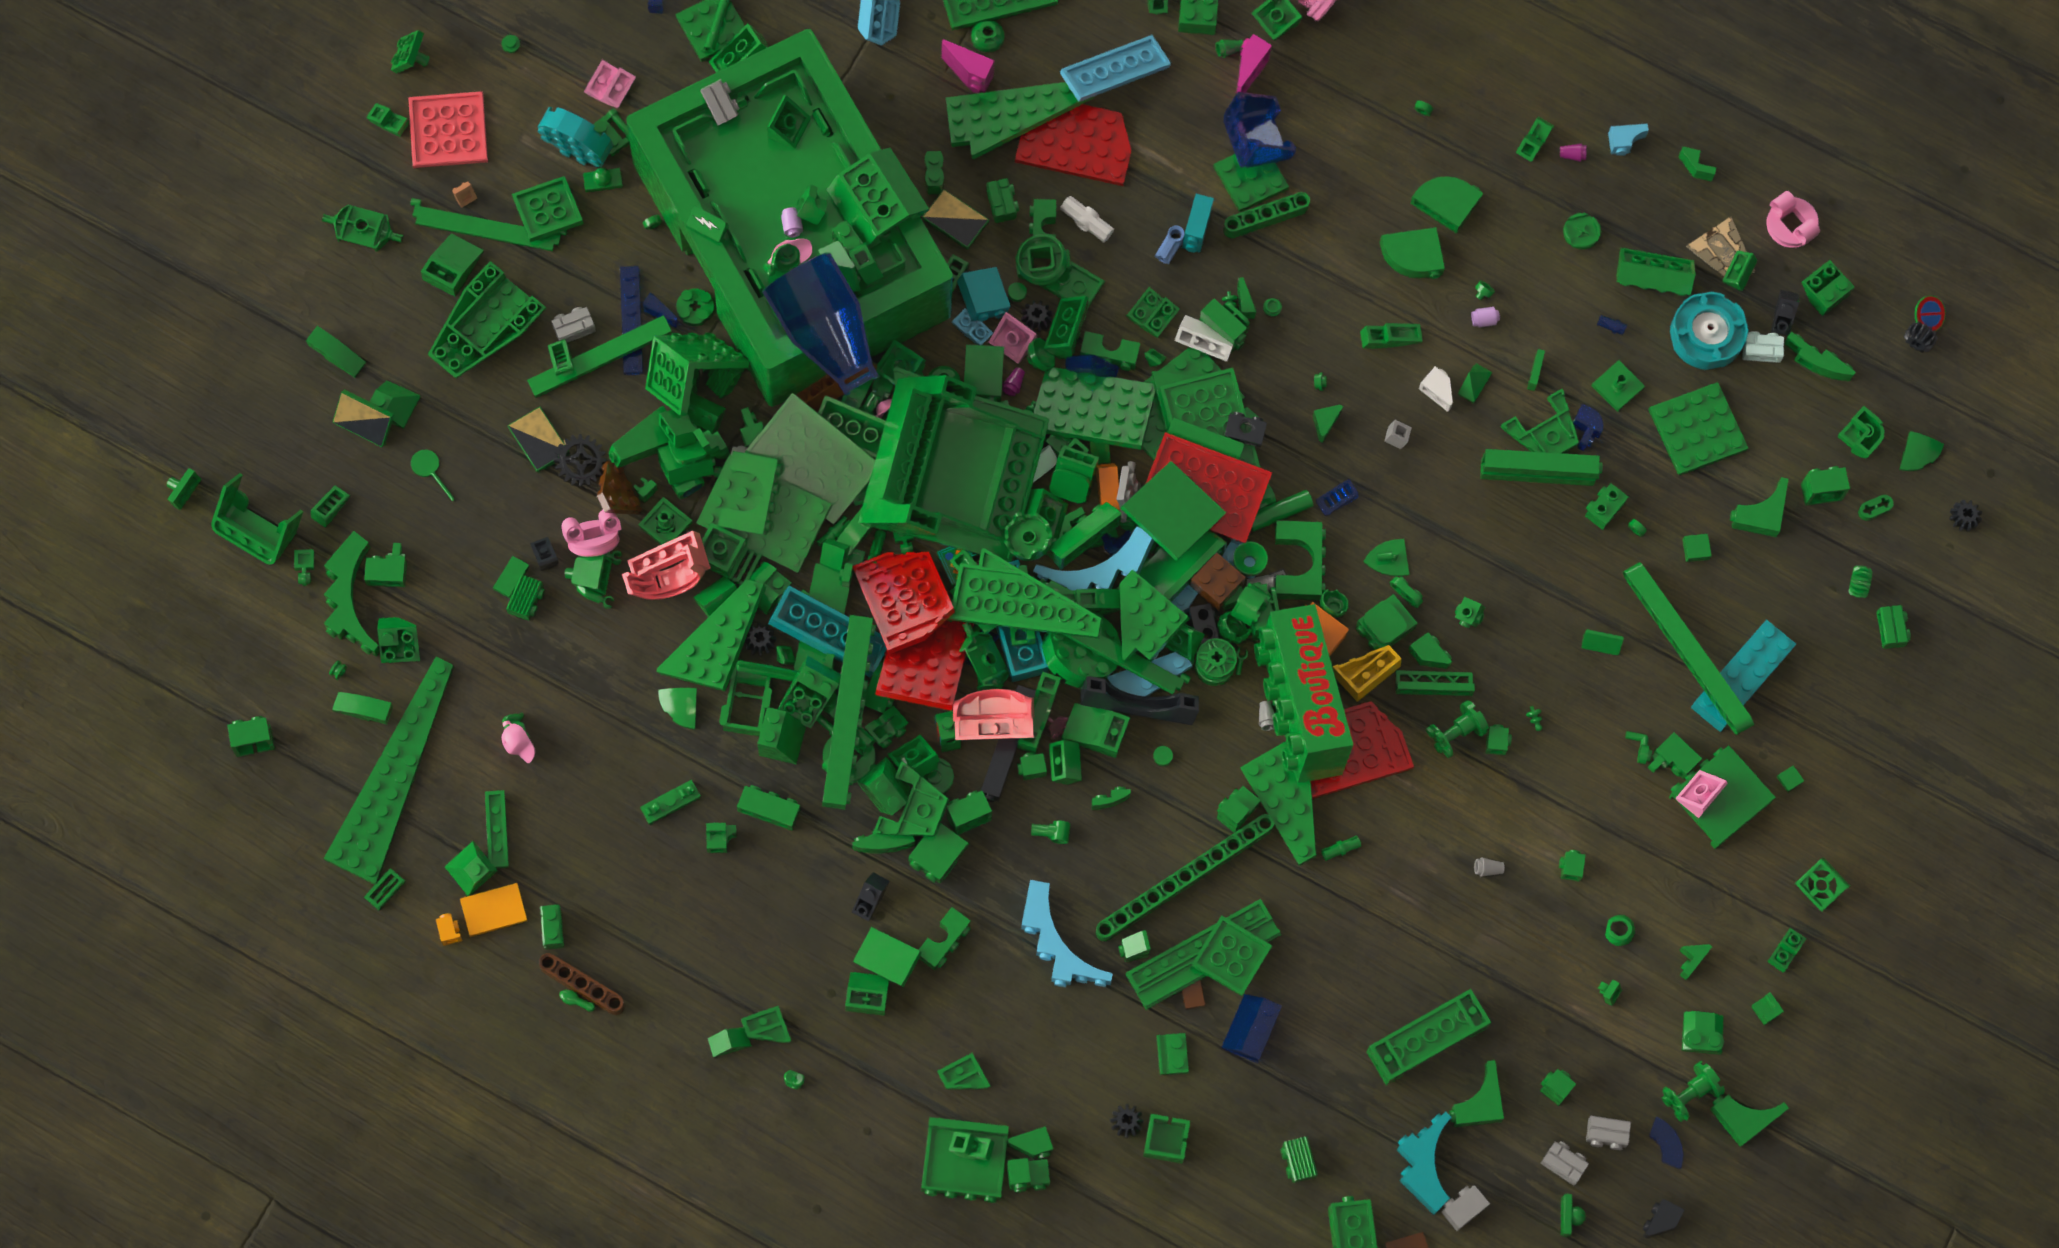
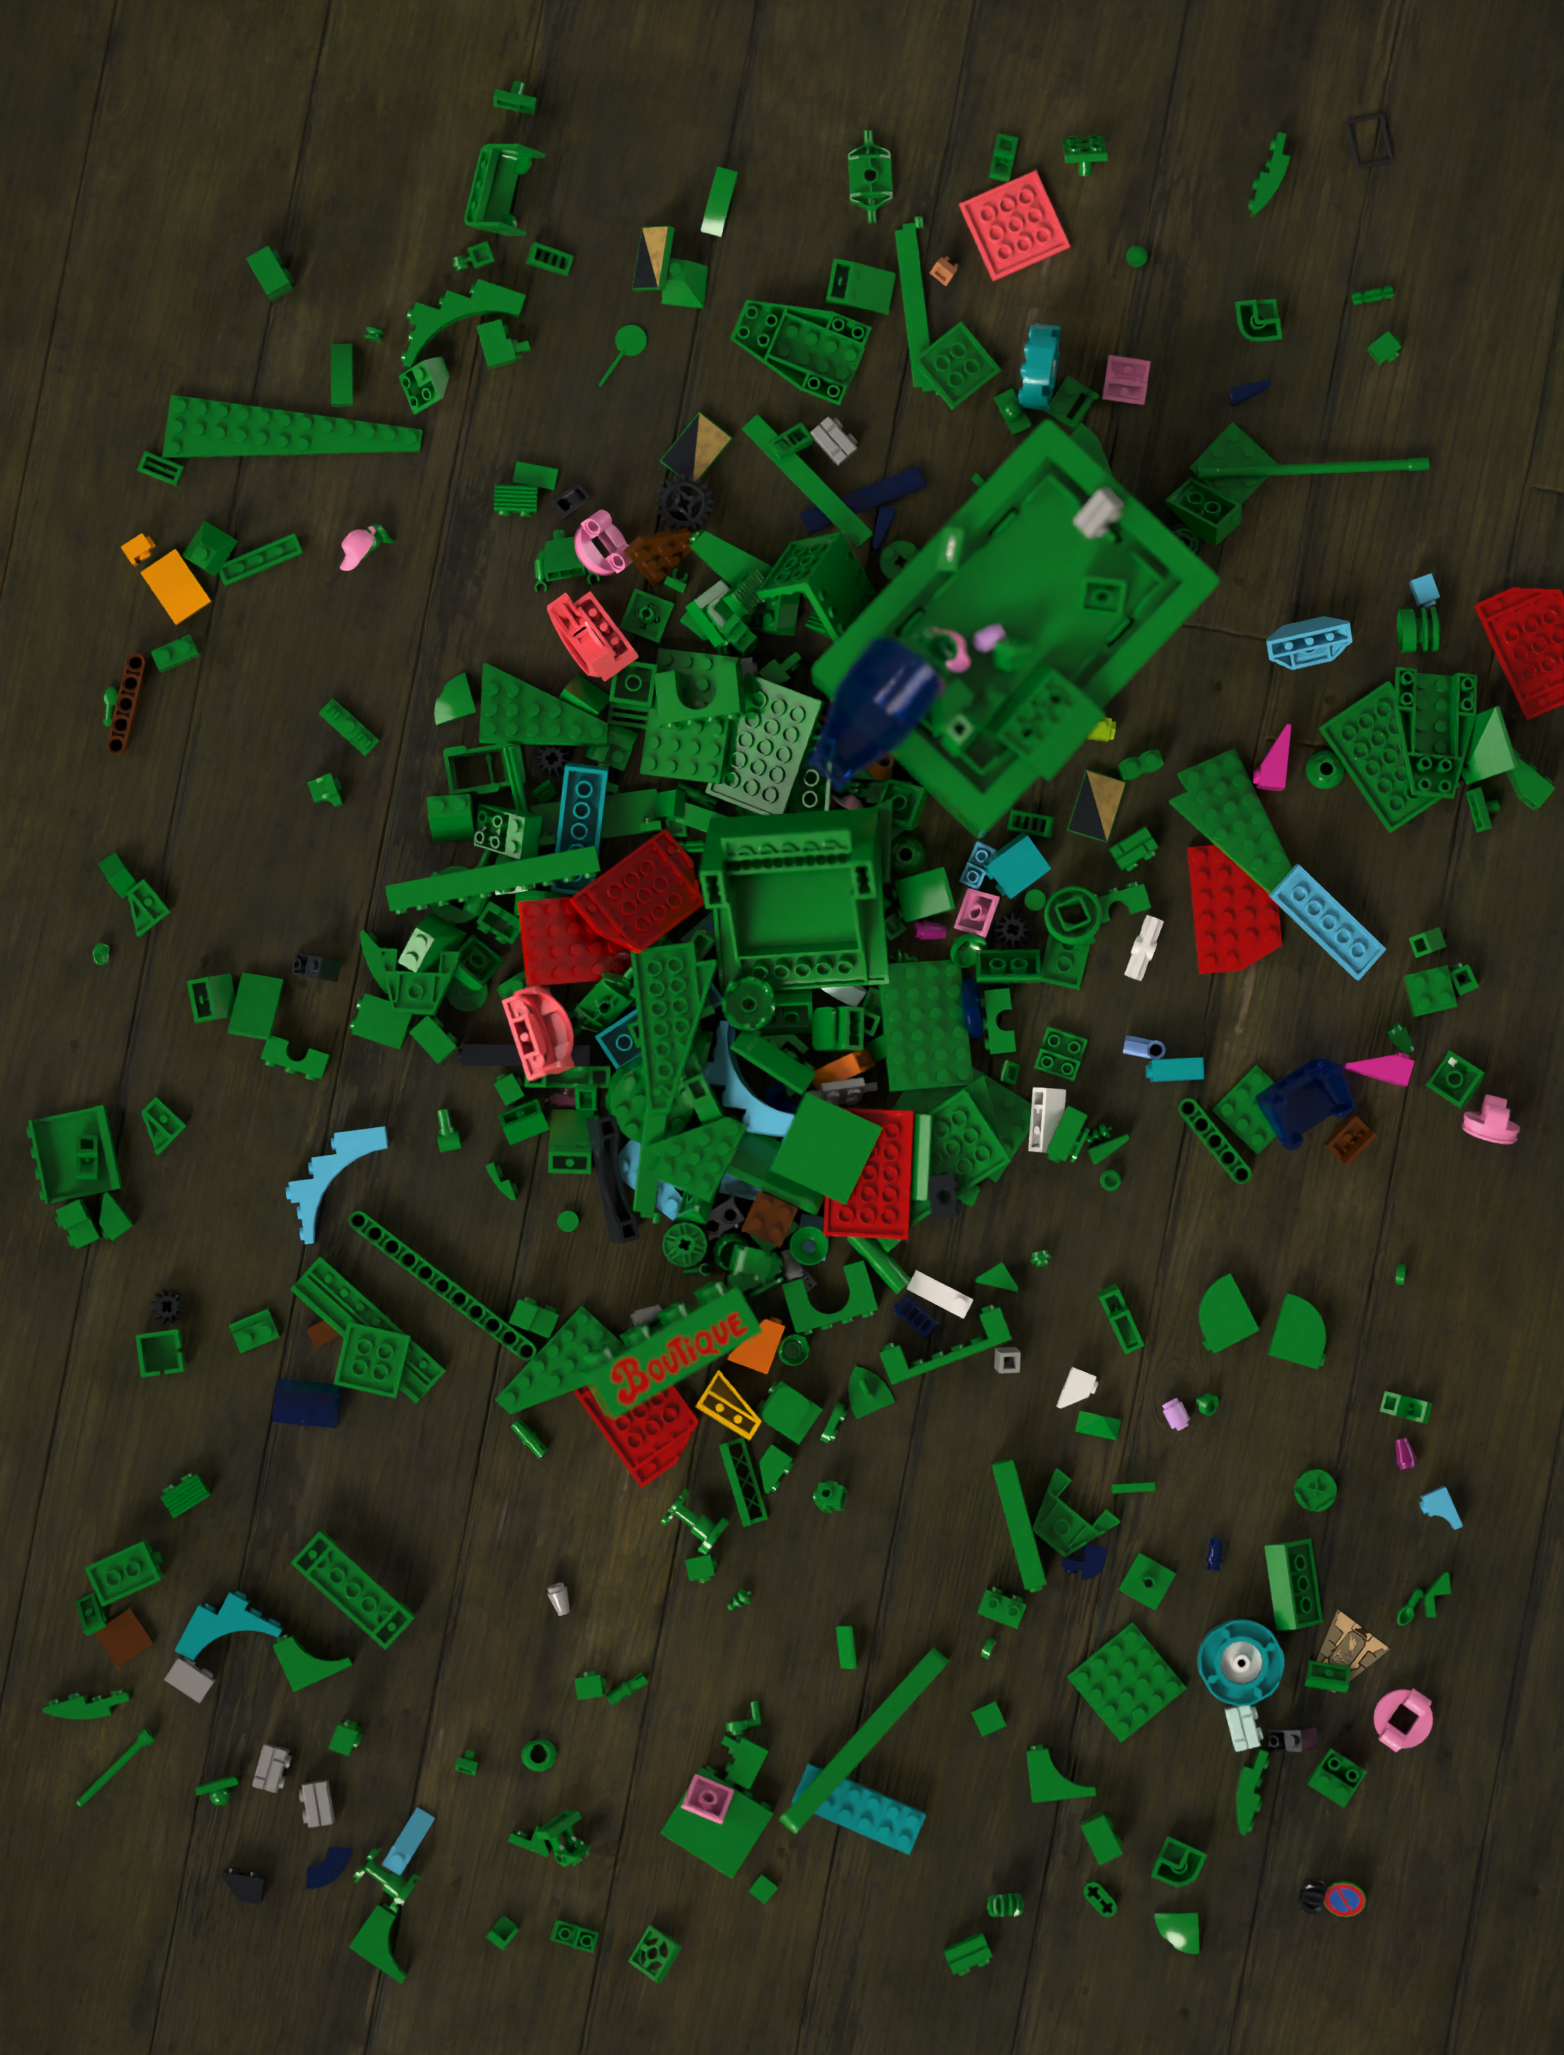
camera: 80 degrees right, 15 degrees up
(768, 807) = (375, 830): green brick -> none
(1061, 702) = (586, 1097): none -> green slope
(1135, 947) = (349, 1256): slope -> none
(1300, 111) = (1350, 1140): none -> reddish brown bracket
(1326, 469) = (939, 1294): none -> white slope
(1365, 434) = (994, 1328): none -> green plate
(1584, 836) = (626, 1689): none -> green pin
(1664, 1065) = (408, 1841): none -> medium azure slope
(1702, 1032) = (456, 1872): green slope -> none
(1704, 192) = (1406, 1612): none -> green piece
(1706, 930) = (574, 1847): none -> green tile
(1968, 522) = (1114, 2002): black gear -> none

